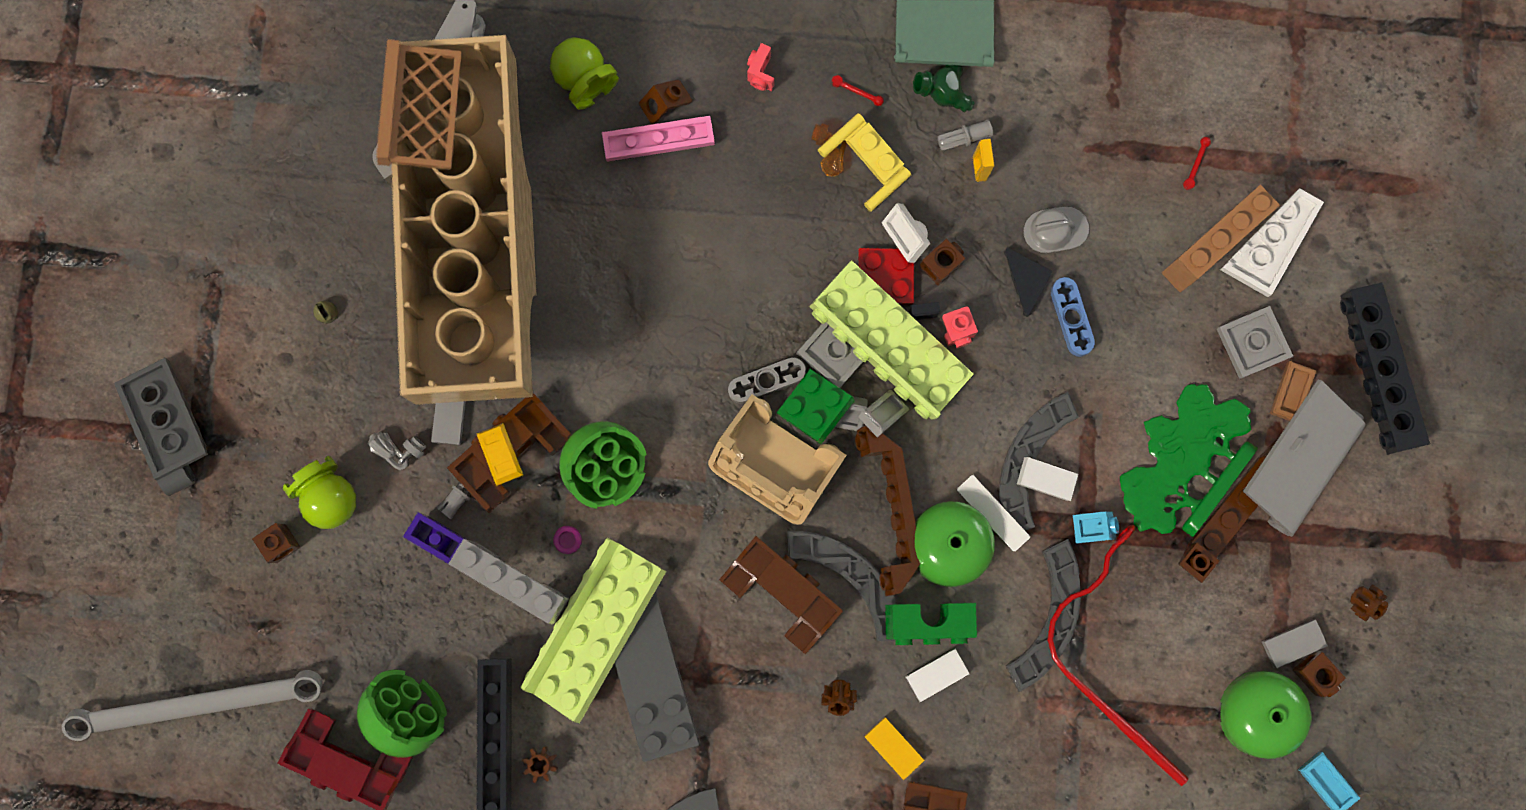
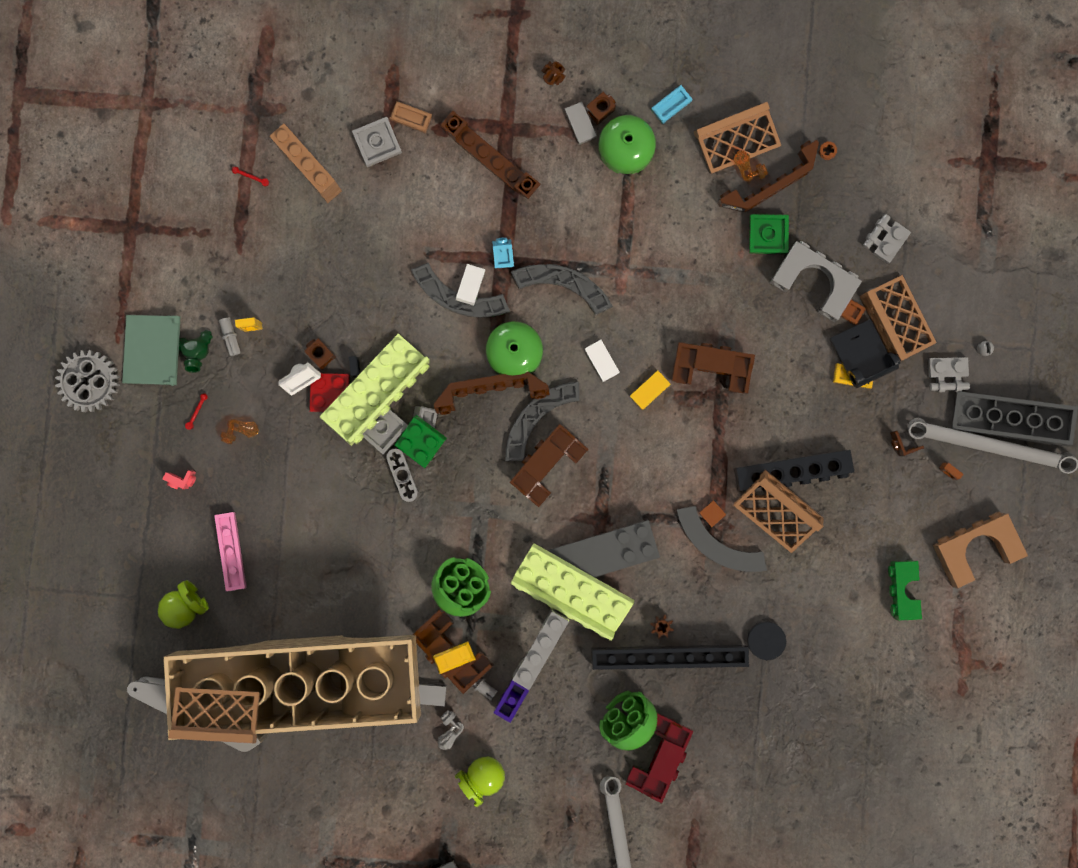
camera: 90 degrees left, 5 degrees up
(276, 543) = (514, 810): reddish brown brick -> none
(329, 308) = (350, 780): olive hinge -> none
(567, 540) = (511, 610): magenta tile -> none
(667, 96) = (199, 545): reddish brown bracket -> none
(773, 463) = (459, 470): tan windscreen -> none
(839, 697) = (616, 426): reddish brown gear -> none
(873, 153) = (242, 400): light yellow plate -> none
(883, 413) = (425, 395): light grey tile -> none
(955, 622) = (567, 348): green arch -> none
(959, 327) = (366, 342): coral bracket -> none
(993, 511) = (495, 319): white sticker -> none
(1027, 277) = (331, 295): black tile -> none
(1056, 229) = (297, 274): light grey piece -> none
(1085, 334) = (346, 273): medium blue beam -> none
(1120, 722) = (640, 231): red piece -> none
(1183, 451) = (451, 191): green plant -> none
(1270, 250) = (309, 126): white wing -> none
(1305, 458) = (457, 112): light grey door -> none
(1397, 376) = (386, 50): black brick -> none

